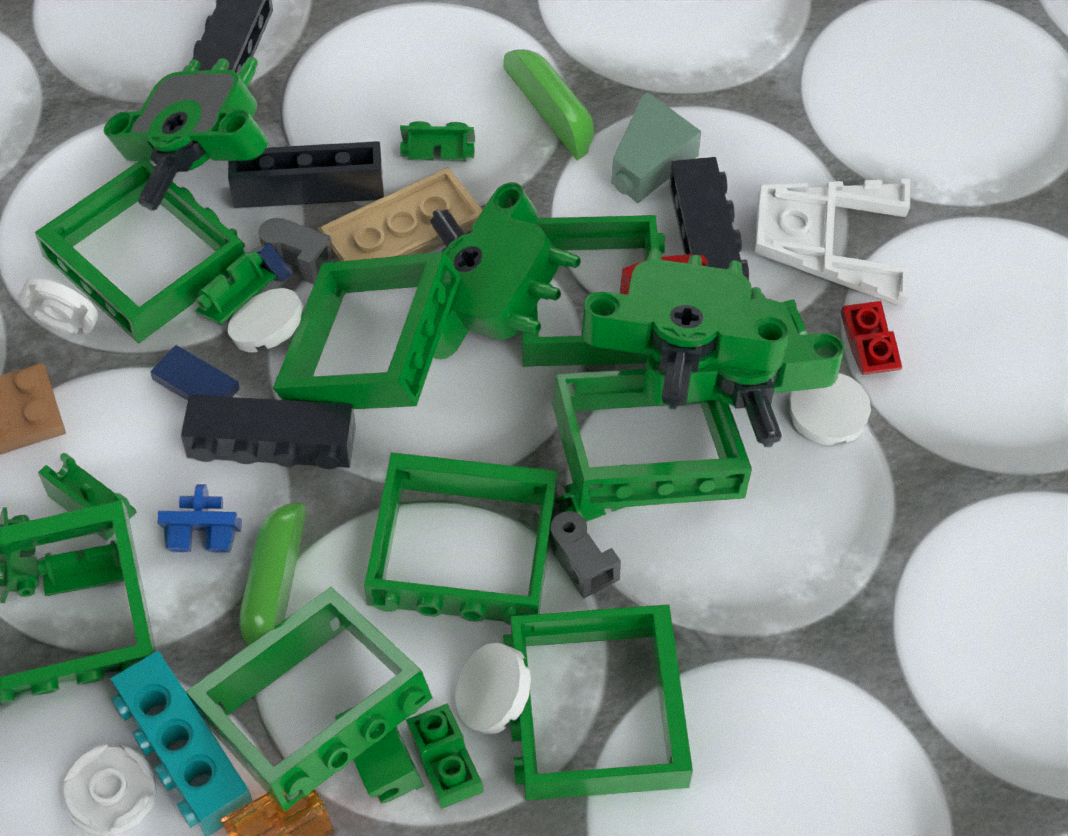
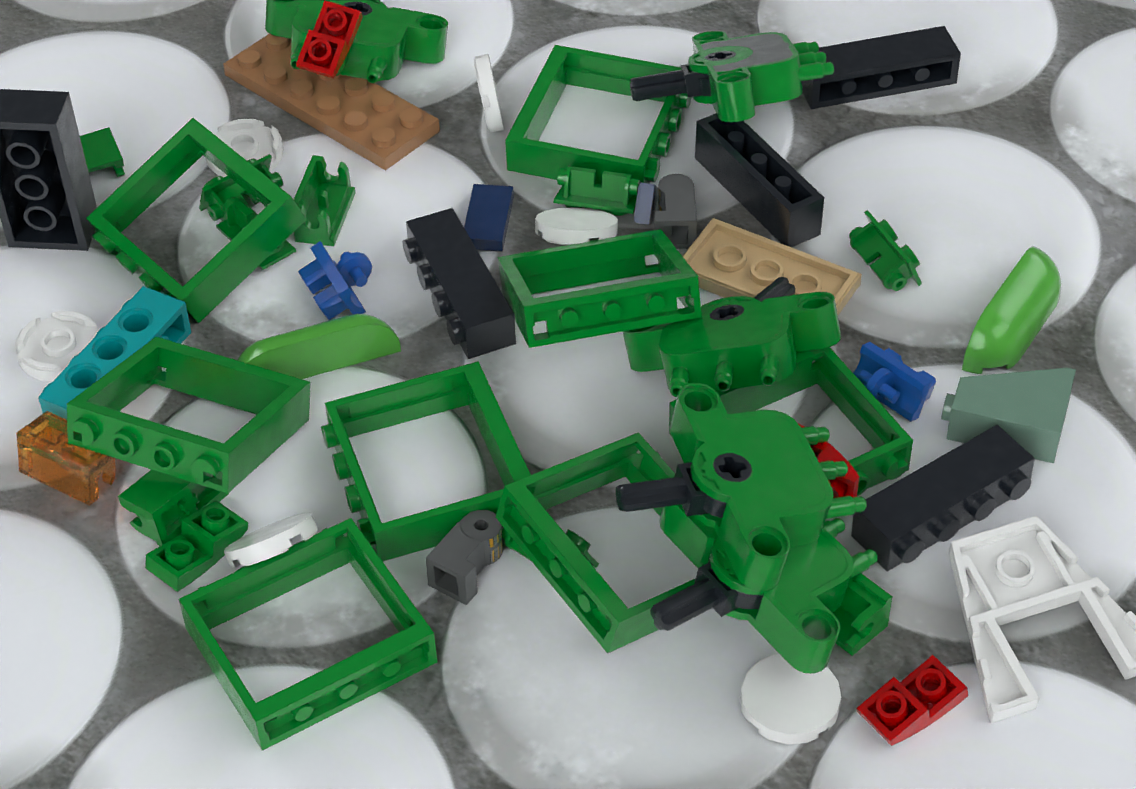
camera: 65 degrees right, 10 degrees down
(583, 199) = (893, 381): none -> blue hips

